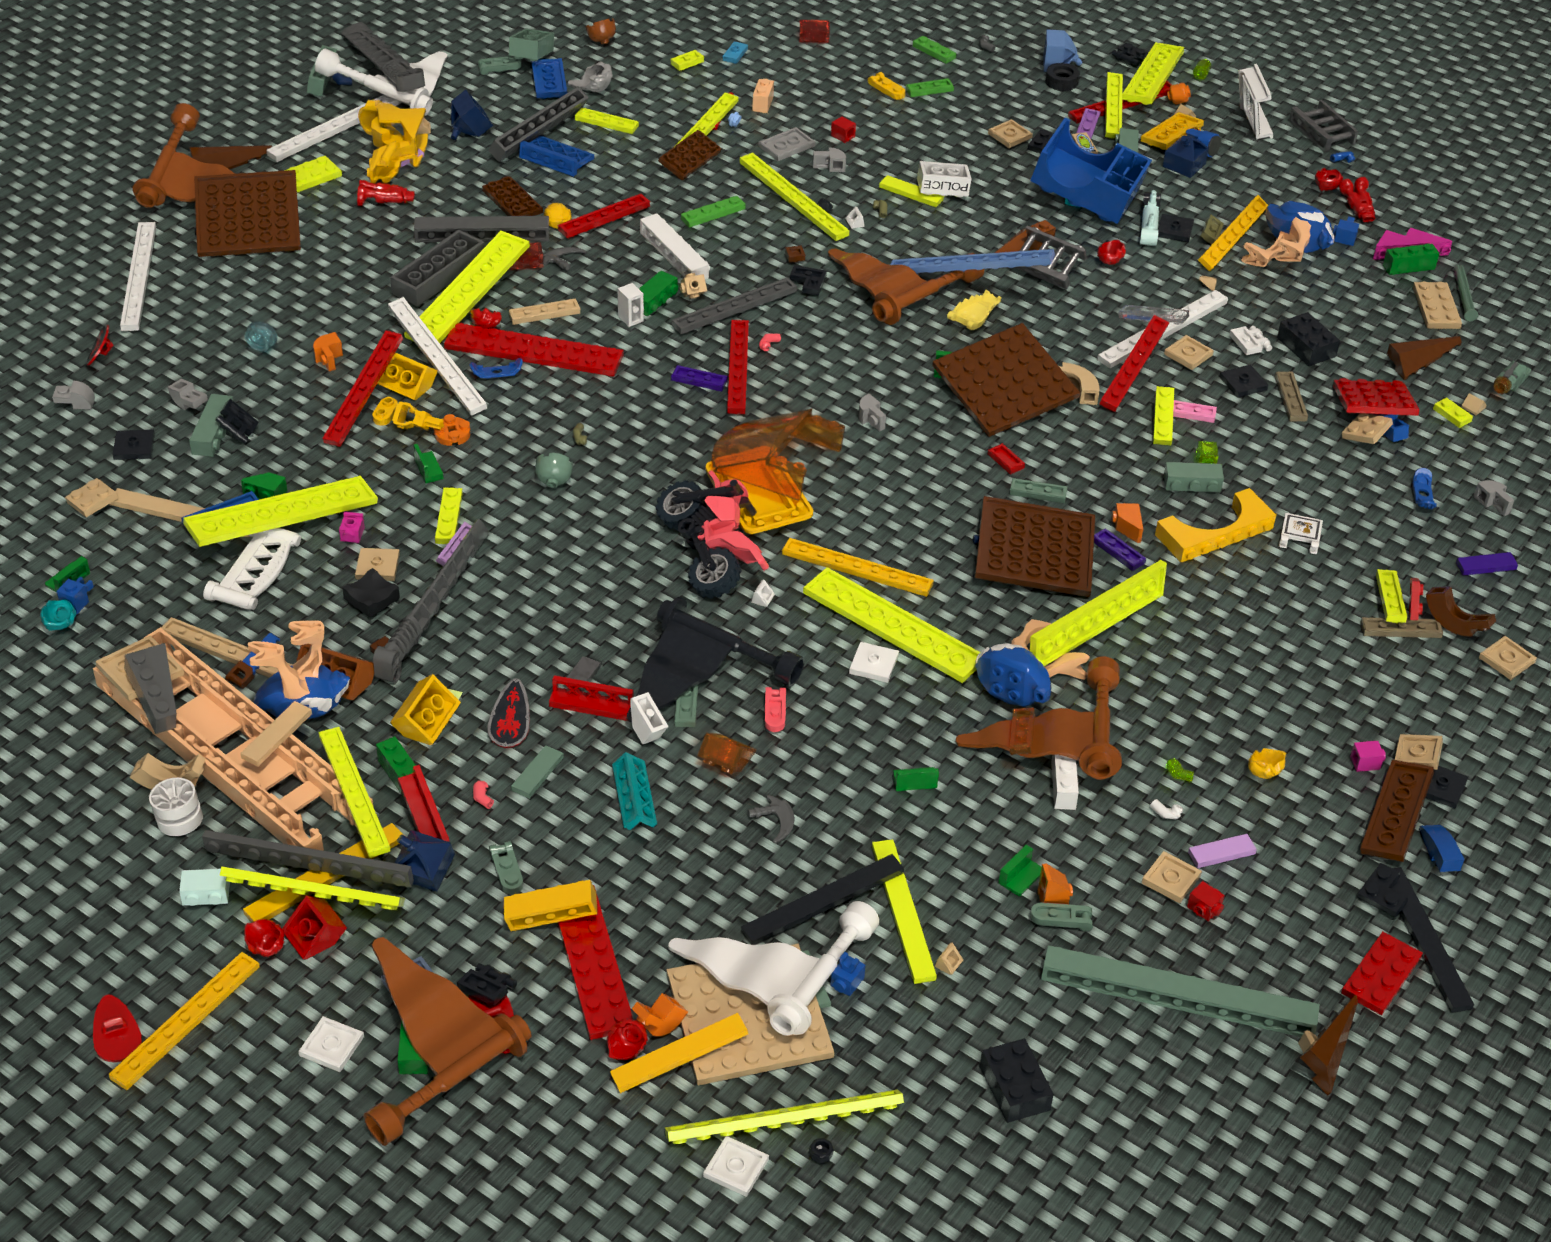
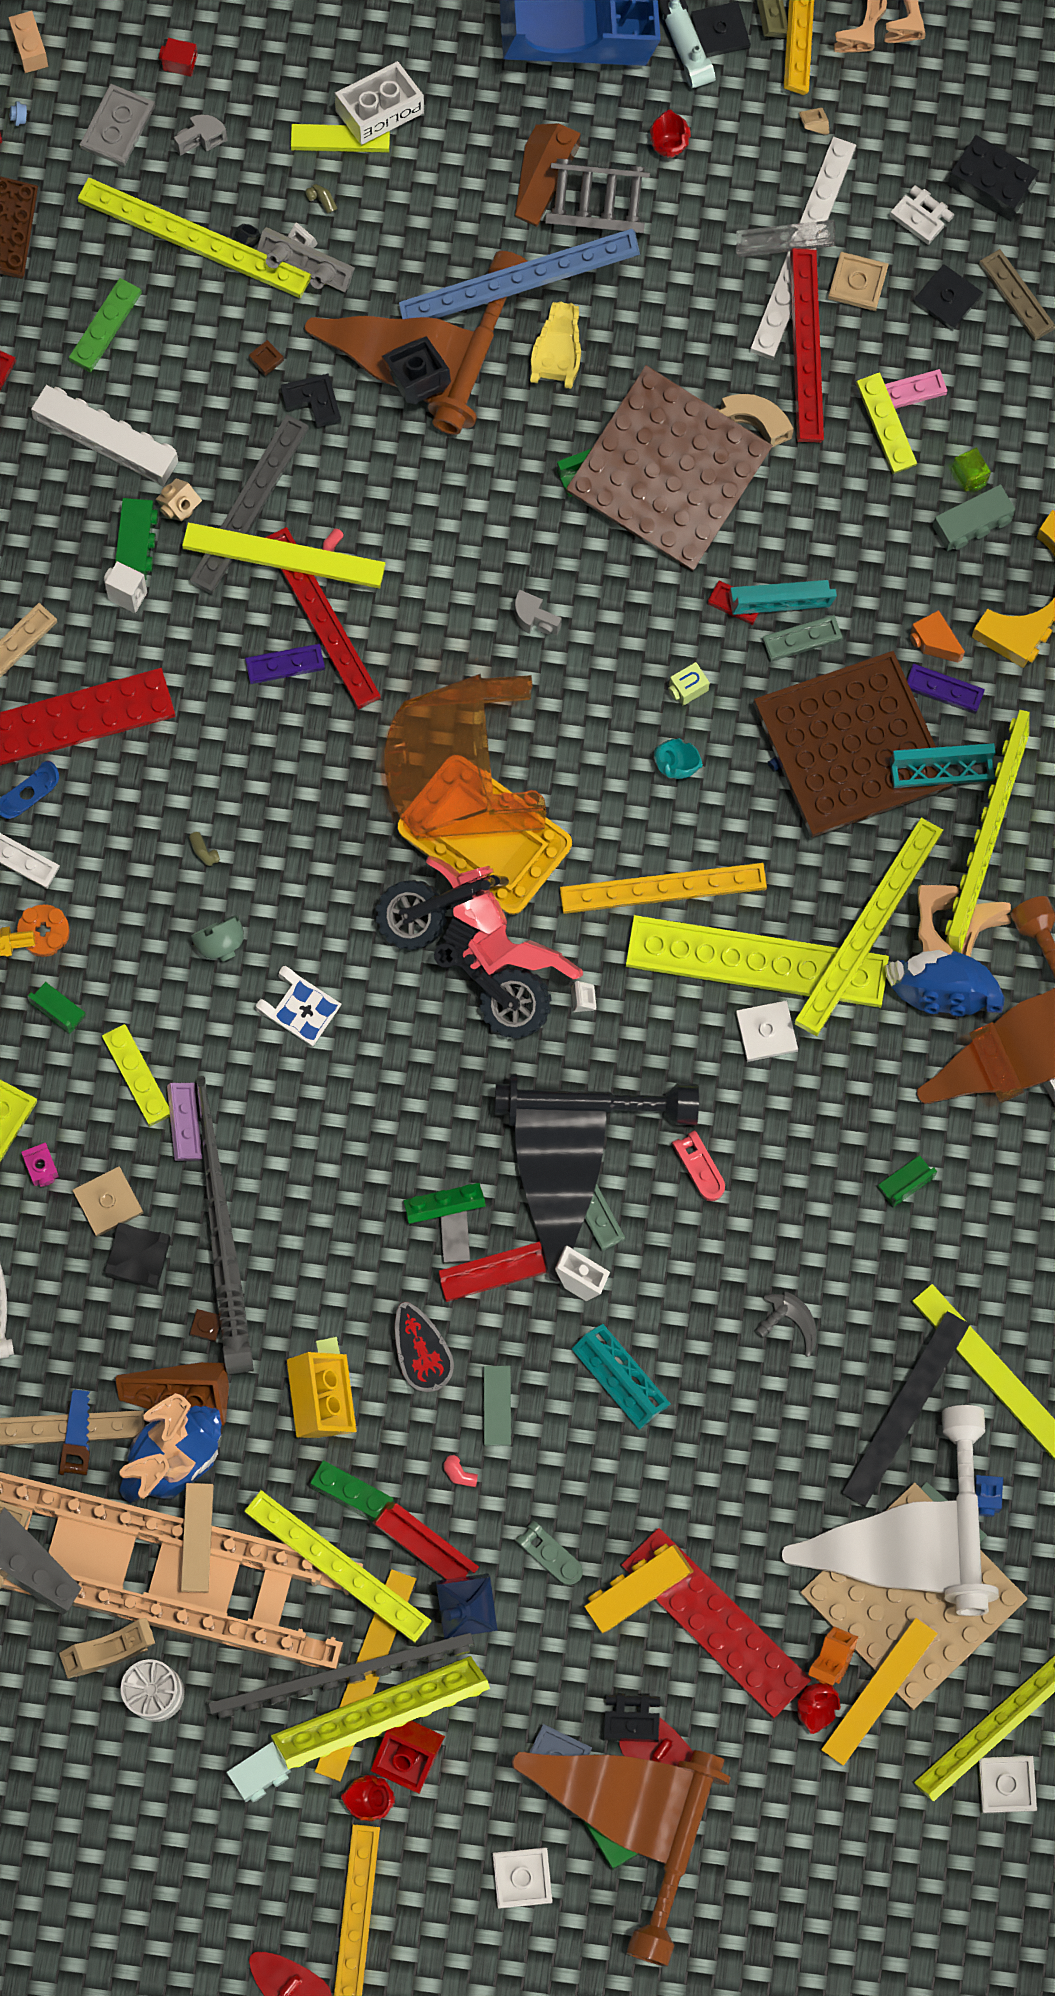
camera: 30 degrees left, 30 degrees up
(577, 529) = (303, 1009): none -> white flag
(588, 651) = (444, 1203): none -> green plate
(725, 752) = (687, 1263): clear orange slope -> none
(737, 328) = (284, 555): none -> neon yellow tile
(853, 226) = (322, 267): none -> light grey plate
(878, 277) = (417, 370): none -> black slope
(912, 507) = (677, 758): none -> teal hair
(946, 479) = (688, 684): none -> yellowish green brick
(978, 633) = (868, 927): none -> neon yellow plate
(1037, 462) = (781, 597): none -> teal fence
(1089, 569) = (942, 756): none -> teal fence

